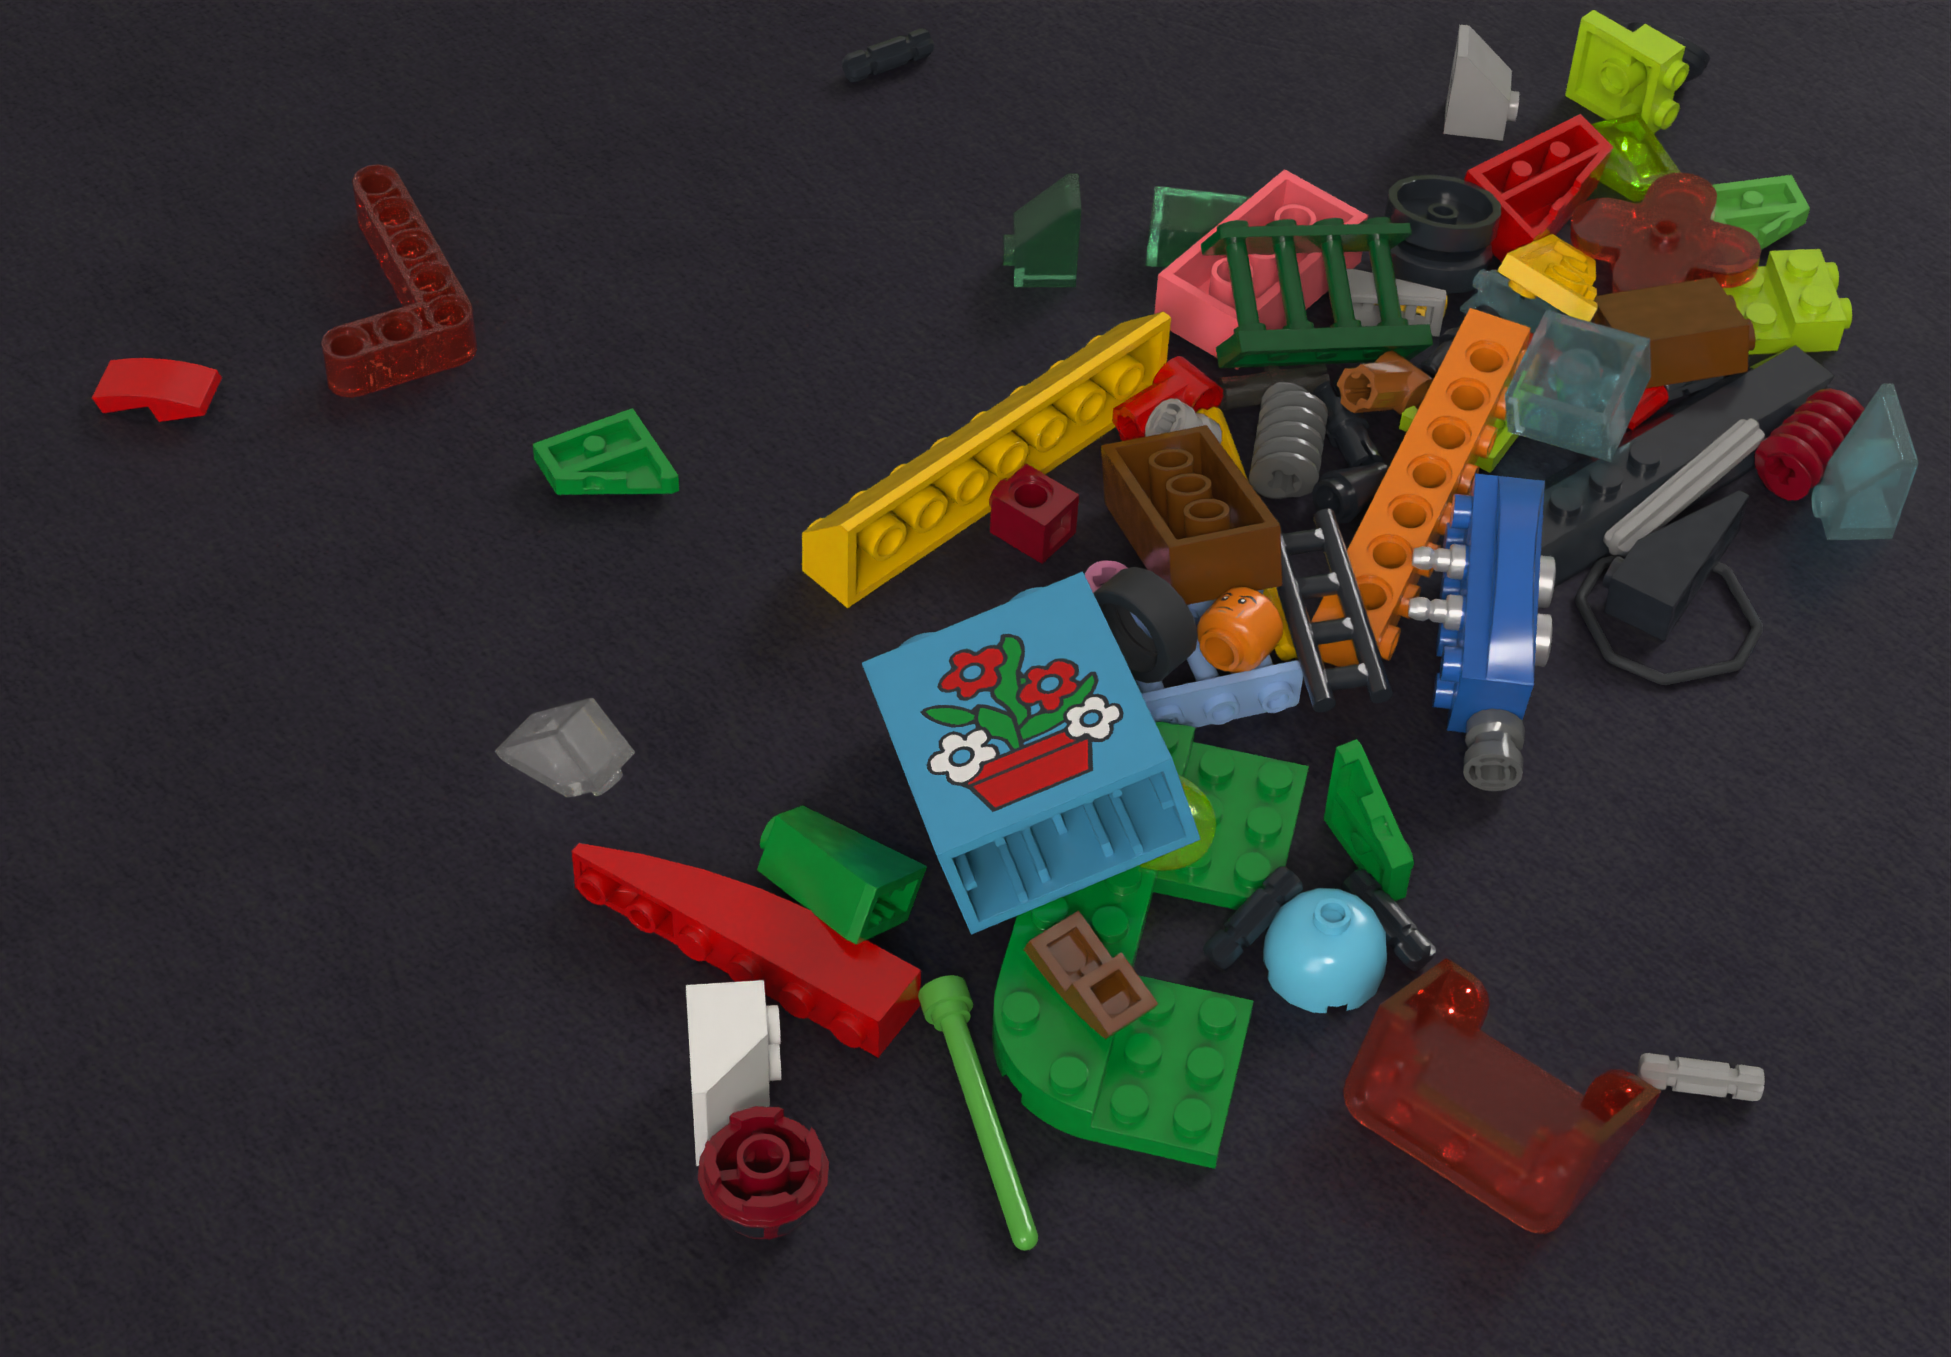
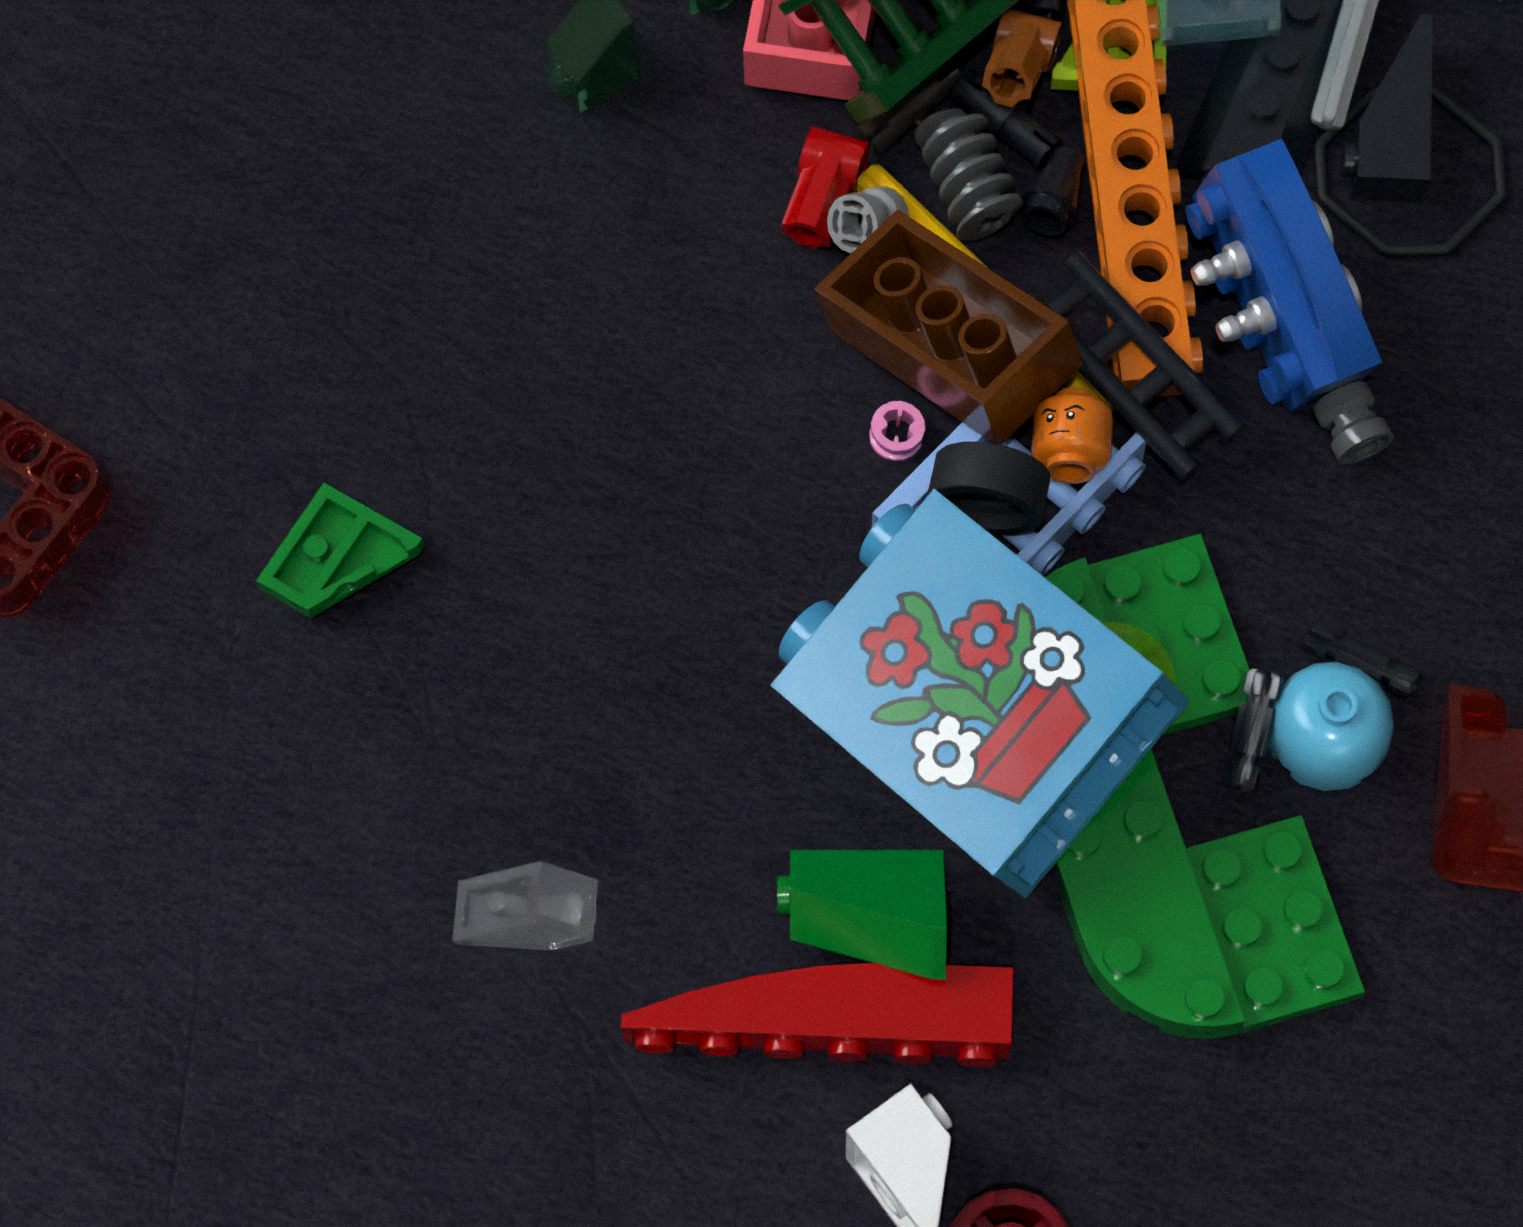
camera: 25 degrees left, 20 degrees up
(948, 1007) = (1048, 982): bright green piece -> none
(953, 480) = (700, 350): yellow slope -> none
(1033, 513) = (791, 411): dark red brick -> none
(1088, 979) = (1166, 890): reddish brown slope -> none
(1364, 821) = (1298, 577): green wing -> none

